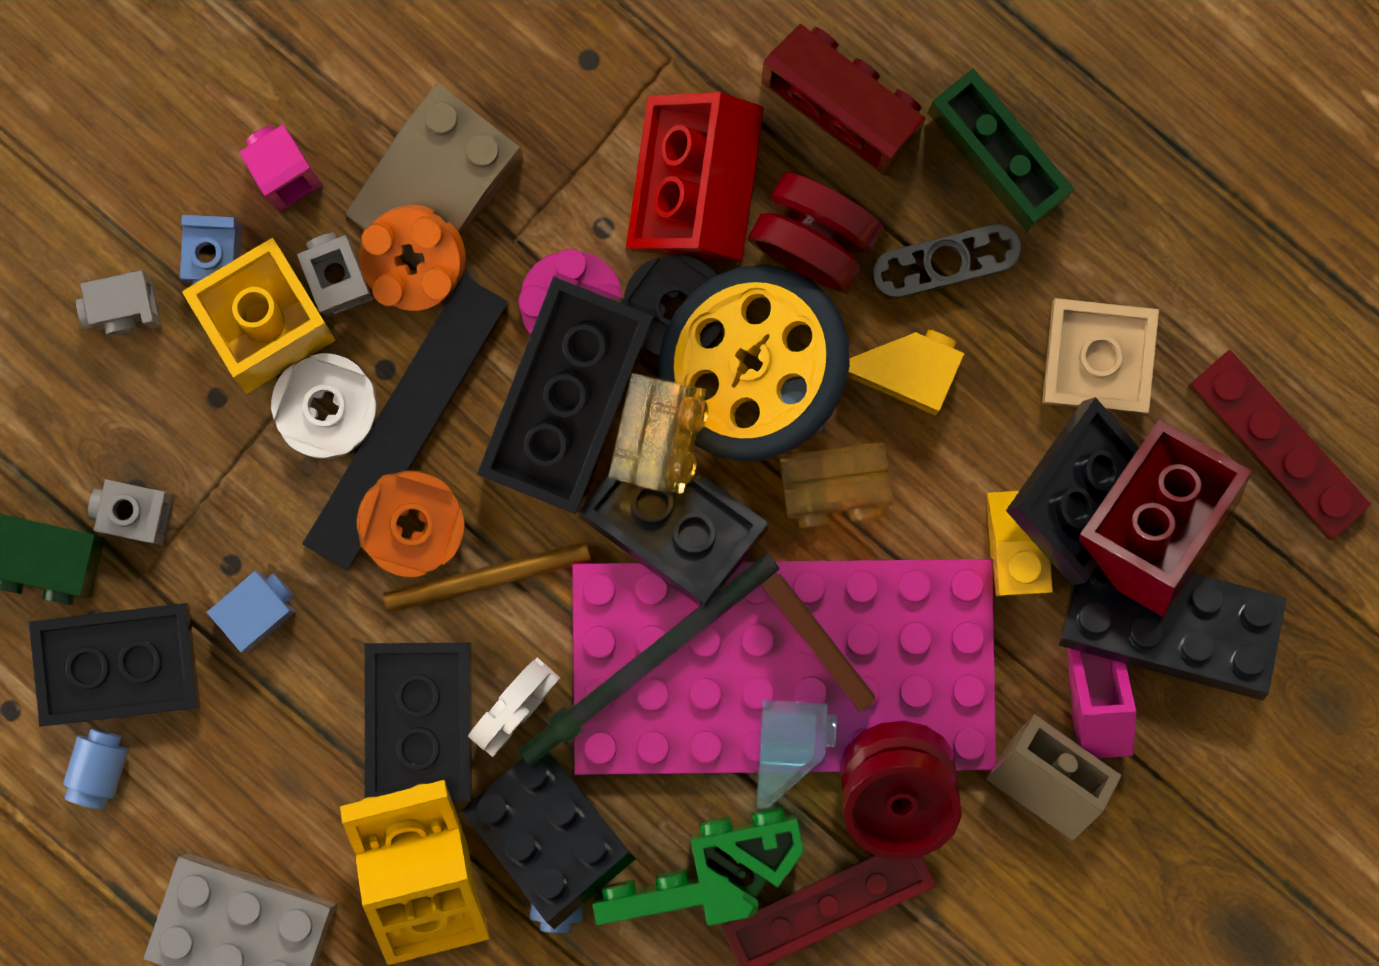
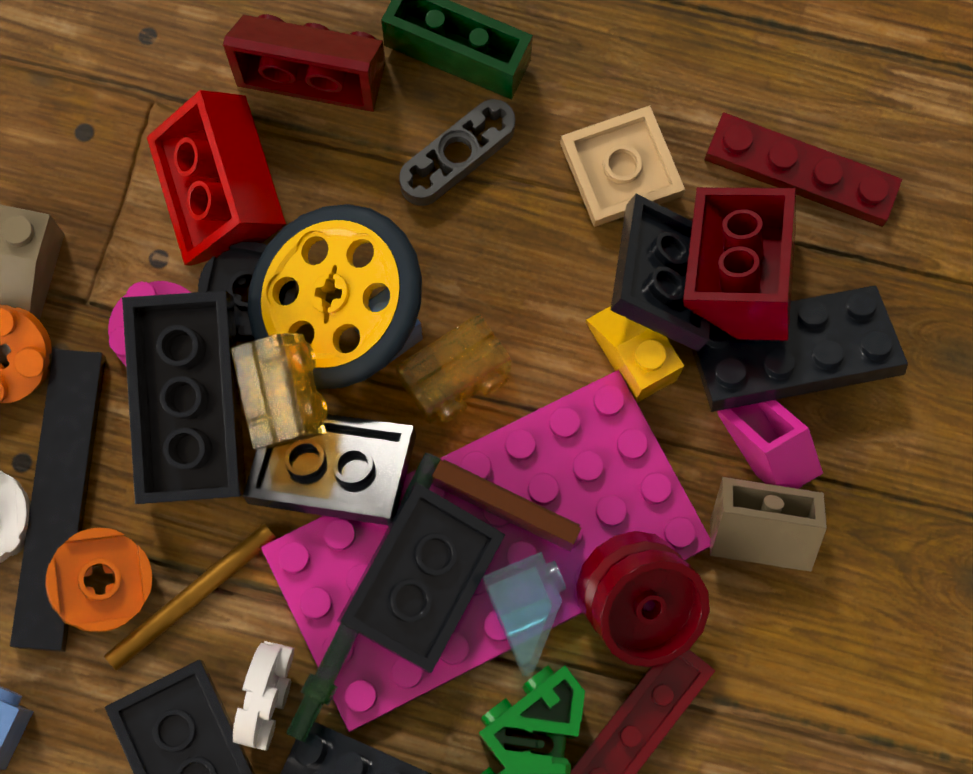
camera: 30 degrees left, 10 degrees down
(707, 671) = (421, 578): none -> black plate
(815, 232) = (335, 164): dark red wheel -> none
(910, 369) = (470, 248): yellow slope -> none

